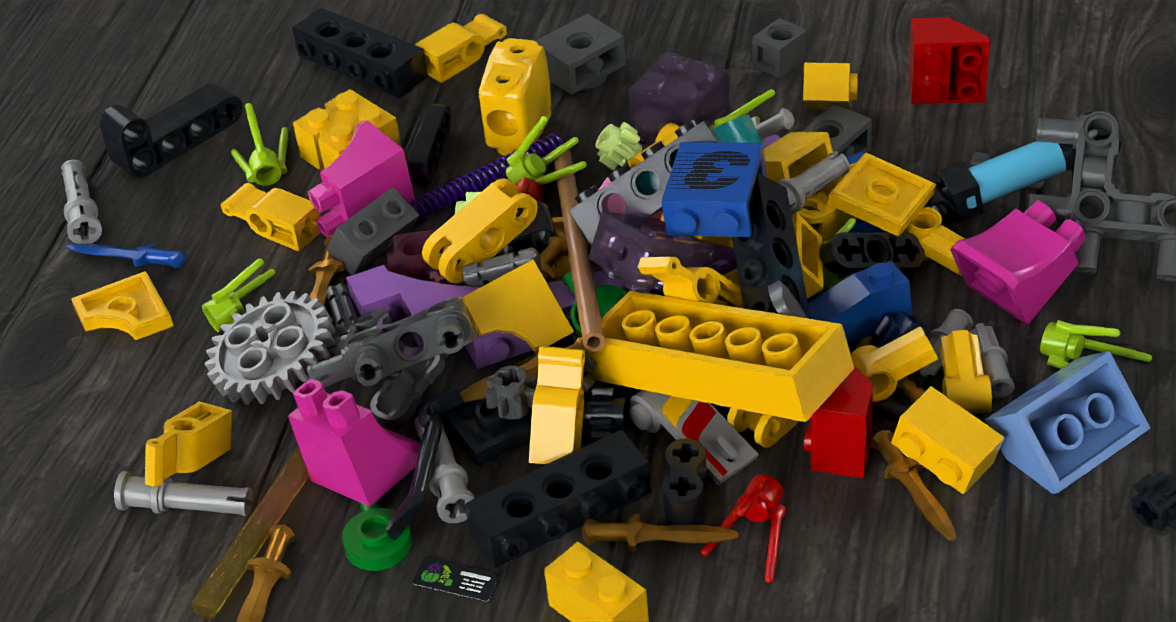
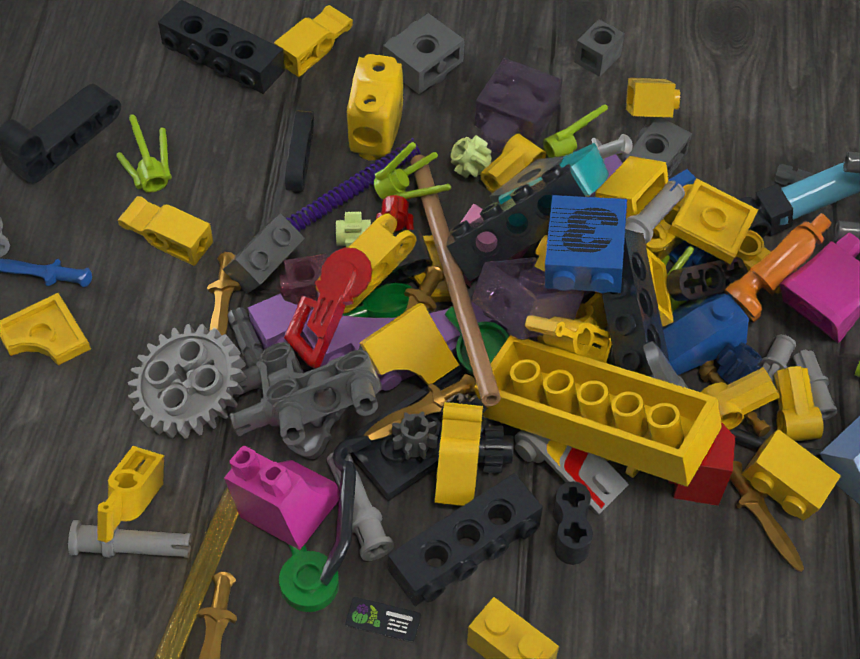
camera: 10 degrees left, 15 degrees up
(225, 302) = (139, 333): lime plant -> none
(328, 131) = (230, 143): yellow piece -> none
(359, 177) = (247, 201): dark pink hips -> none
(447, 240) = (342, 278): none -> red piece
(493, 268) = (389, 301): dark grey axle -> none
(638, 532) = (538, 570): pearl gold sword -> none
(757, 504) = (636, 540): red plant -> none
(947, 62) = (749, 70): red slope -> none
(960, 220) = (777, 265): none -> orange piece

